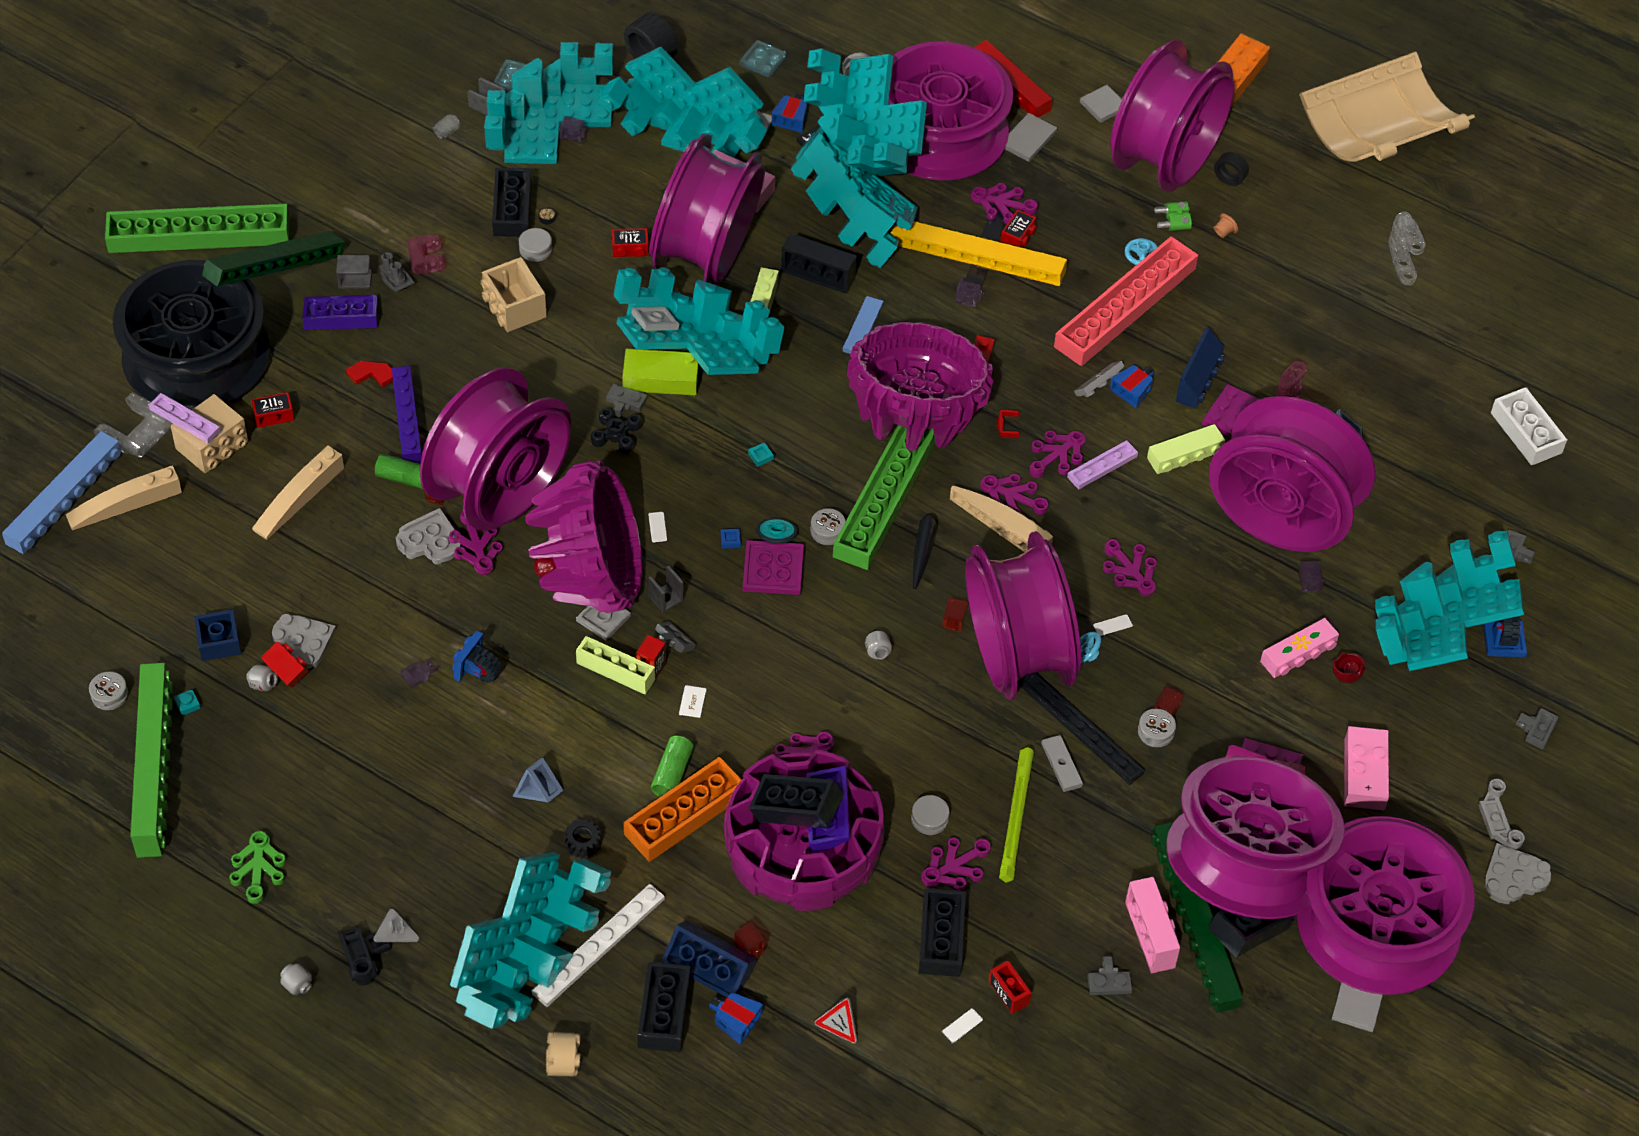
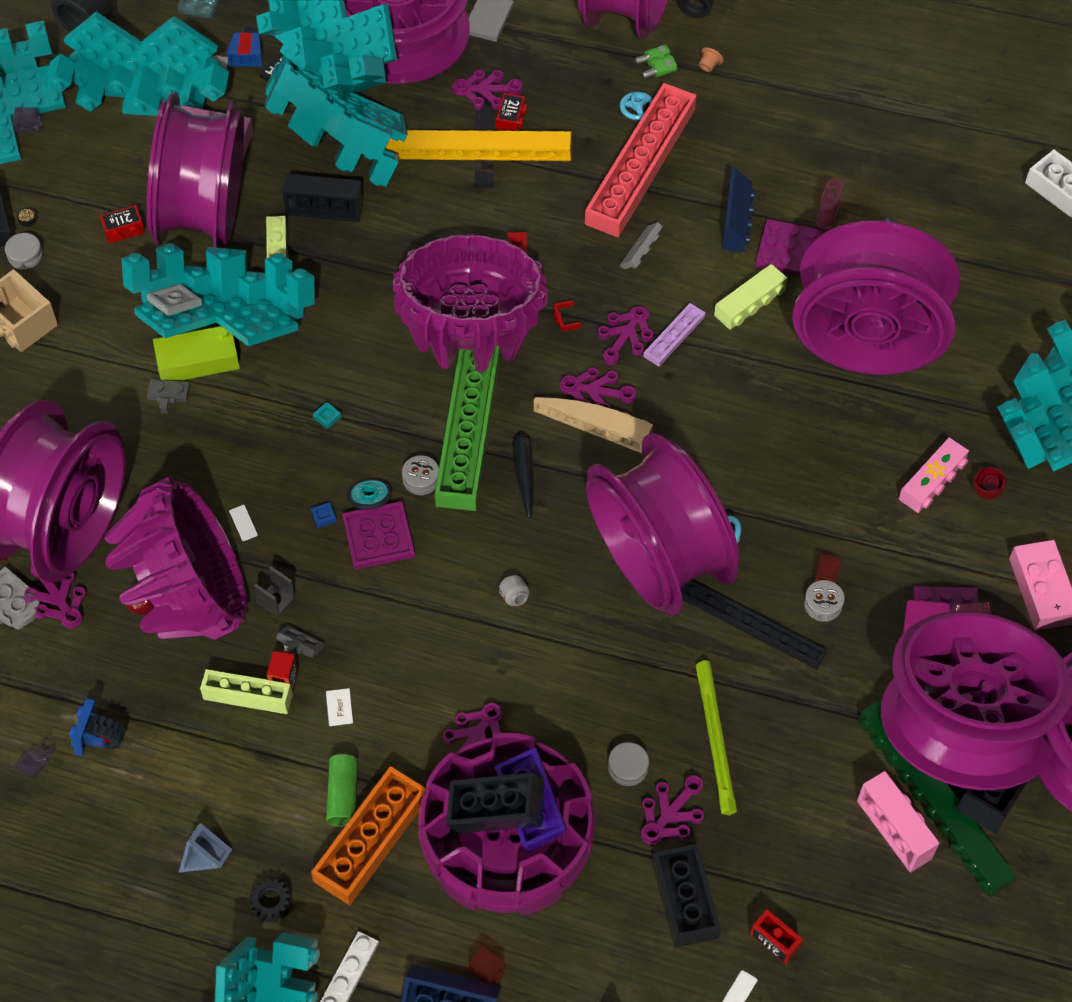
camera: 15 degrees left, 5 degrees up
(602, 623) = (218, 649): light grey tile -> none
(616, 430) = (168, 429): black gear -> none
(864, 322) = (387, 251): medium blue tile -> none
(954, 614) = (581, 535): clear red brick -> none
(968, 293) = (482, 190): clear purple brick -> none
(1062, 763) = (735, 658): light grey tile -> none
(1109, 980) = (871, 894): dark grey hinge -> none
(1113, 625) = (741, 501): white sticker -> none
(1130, 569) = (739, 437): magenta plant -> none
(1132, 384) = (676, 243): blue torso -> none
(1310, 576) = (917, 397): clear purple brick -> none
(1402, 242) = (881, 36): clear connector -> none

